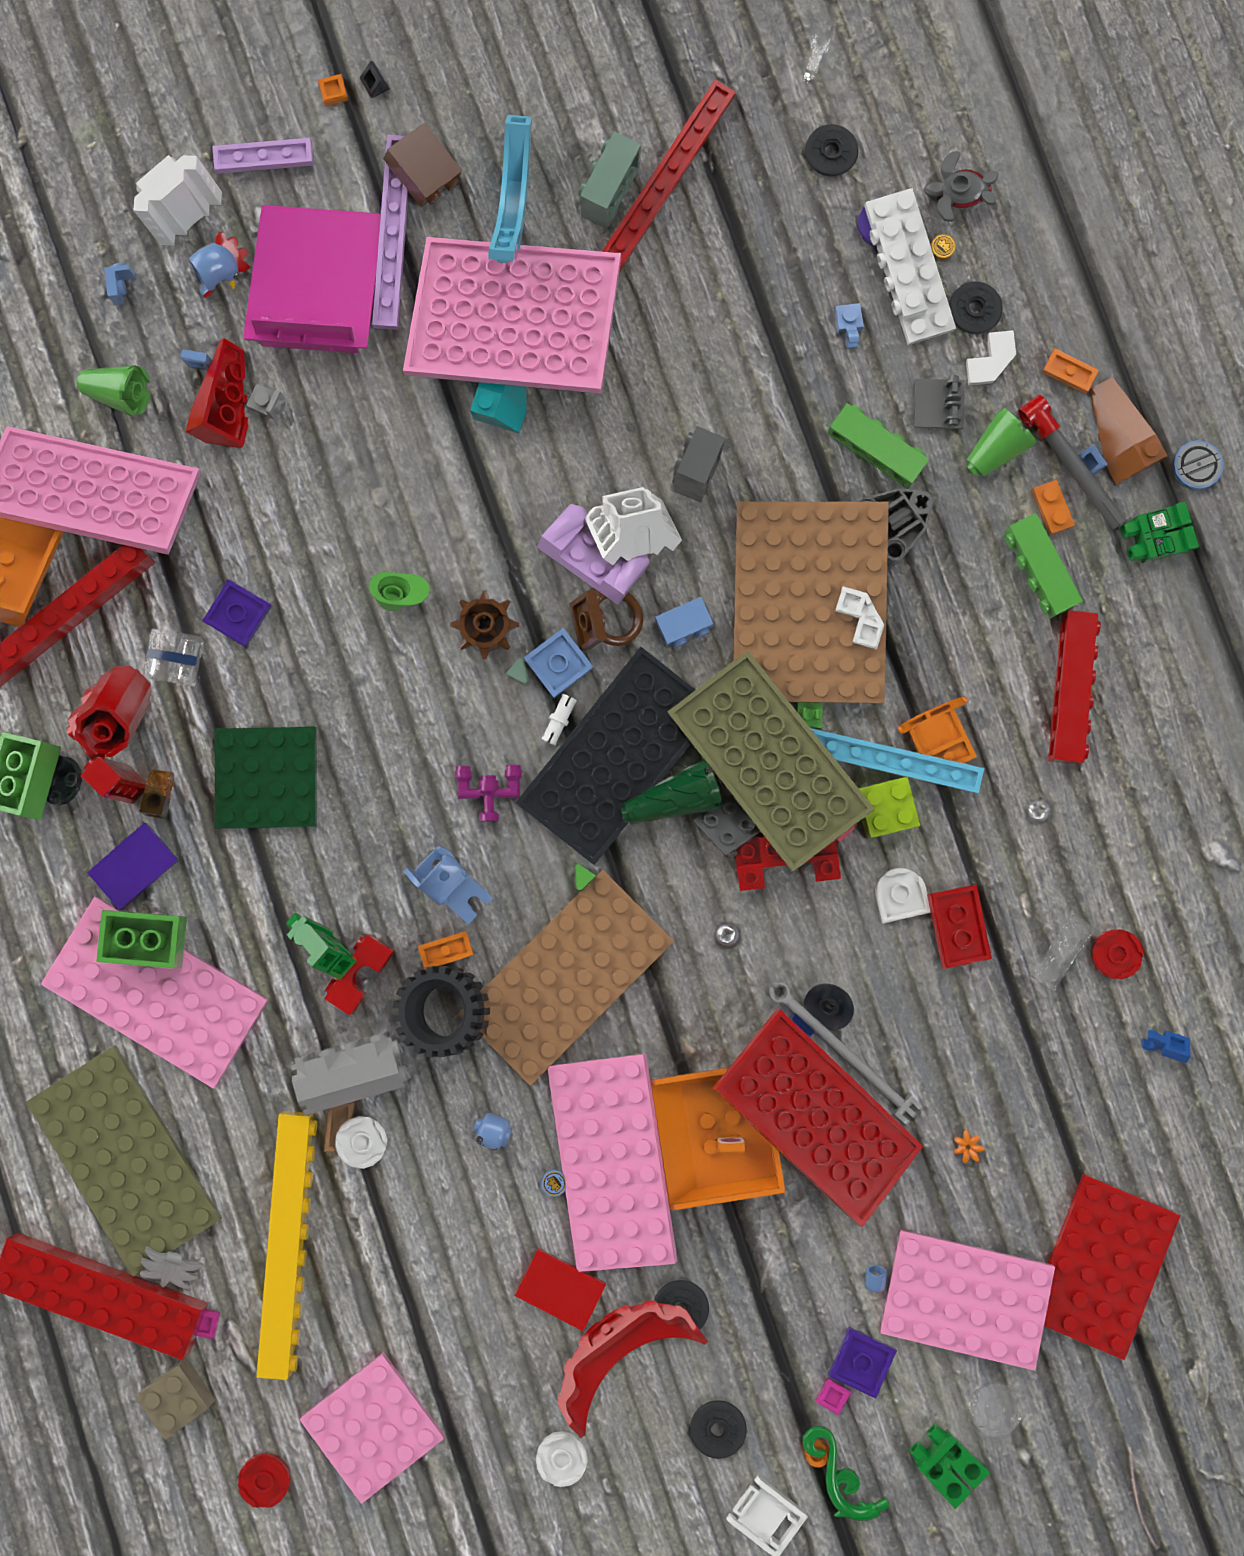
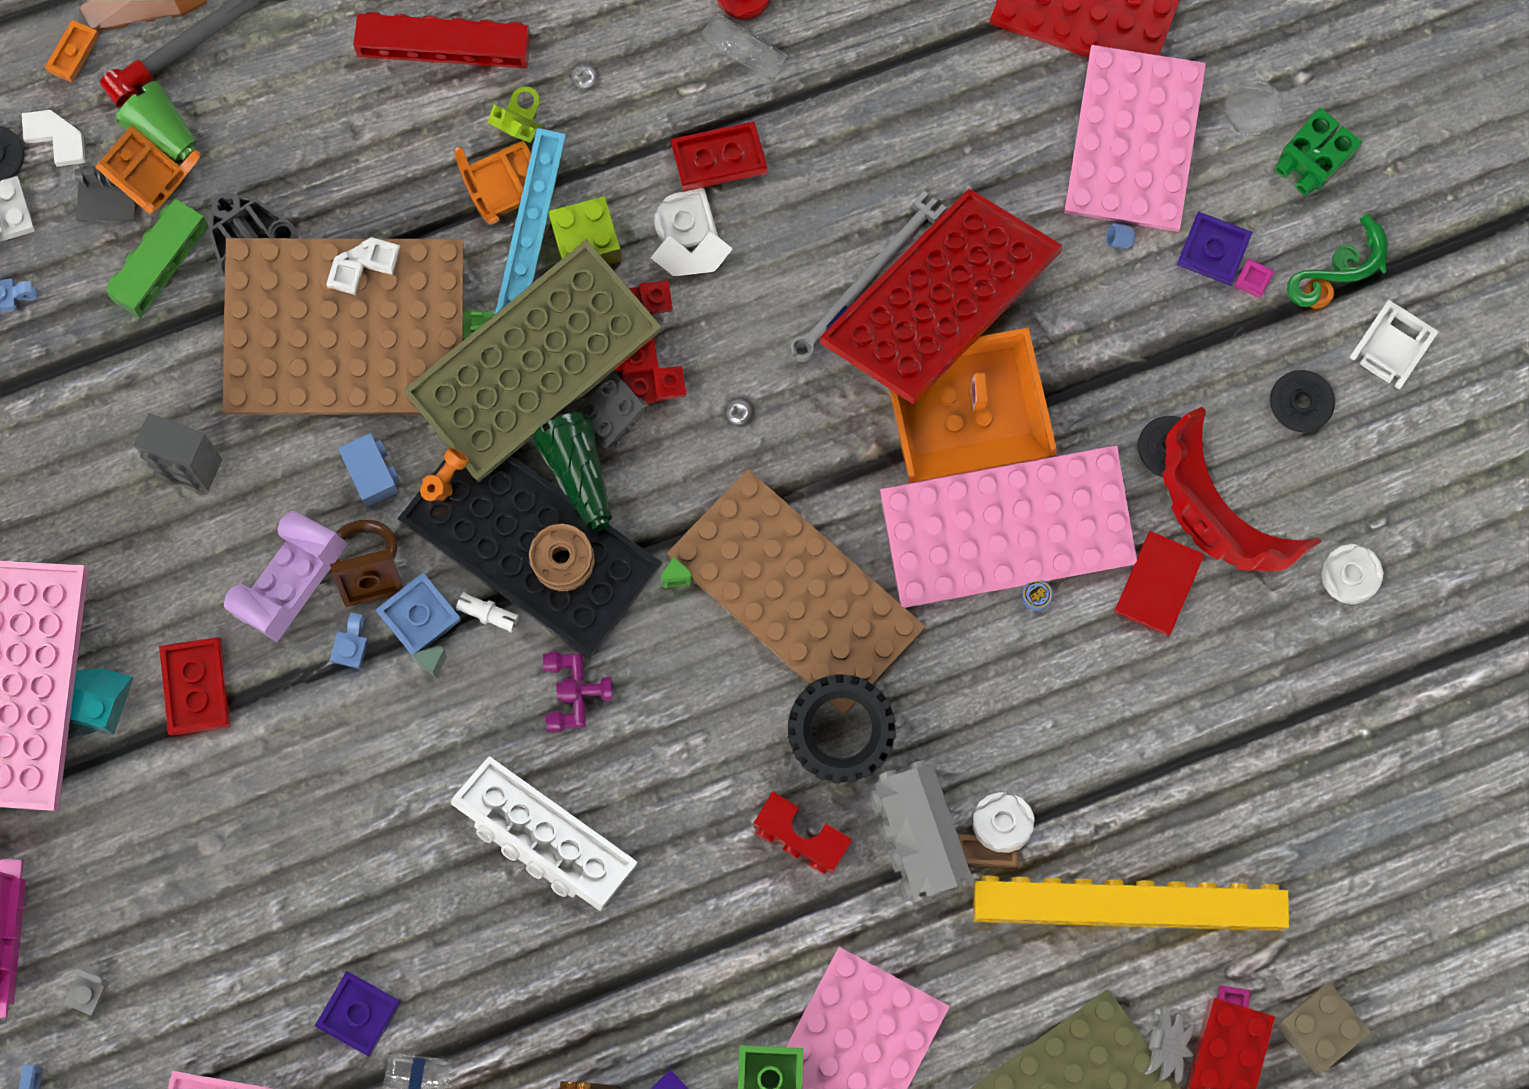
camera: 90 degrees left, 10 degrees down
(219, 405) = (94, 1051): red wedge -> none
(264, 1480) = (1410, 919): red tile -> none
(265, 777) = (564, 966): dark green plate -> none
(325, 950) = (762, 882): green hips -> none
(368, 762) = (542, 835): none -> white plate
(372, 1427) = (1337, 794): bright pink plate -> none
(398, 590) = (329, 807): bright green piece -> none
(446, 950) = (769, 732): orange plate -> none
(448, 883) = (686, 727): medium blue piece -> none
(484, 610) = (372, 684): reddish brown brick -> none
(492, 1131) = (981, 667): medium blue head -> none
(508, 482) = (194, 686): none -> red tile
(535, 607) = (349, 646): none -> medium blue plate
(598, 766) = (561, 539): none -> medium nougat wheel
(631, 525) = (250, 530): white slope -> none
(664, 679) = (437, 486): none -> orange leg
(831, 1016) = (827, 290): black dish -> none
(862, 890) = (703, 259): none -> white tile
(955, 432) = (144, 170): none -> orange piece
(968, 1147) = (970, 144): orange plant -> none
(996, 751) = (515, 119): none -> lime piece
(1042, 566) = (302, 74): bright green brick -> none
(1053, 507) = (232, 67): orange plate -> none
(1093, 459) = (176, 24): medium blue slope -> none

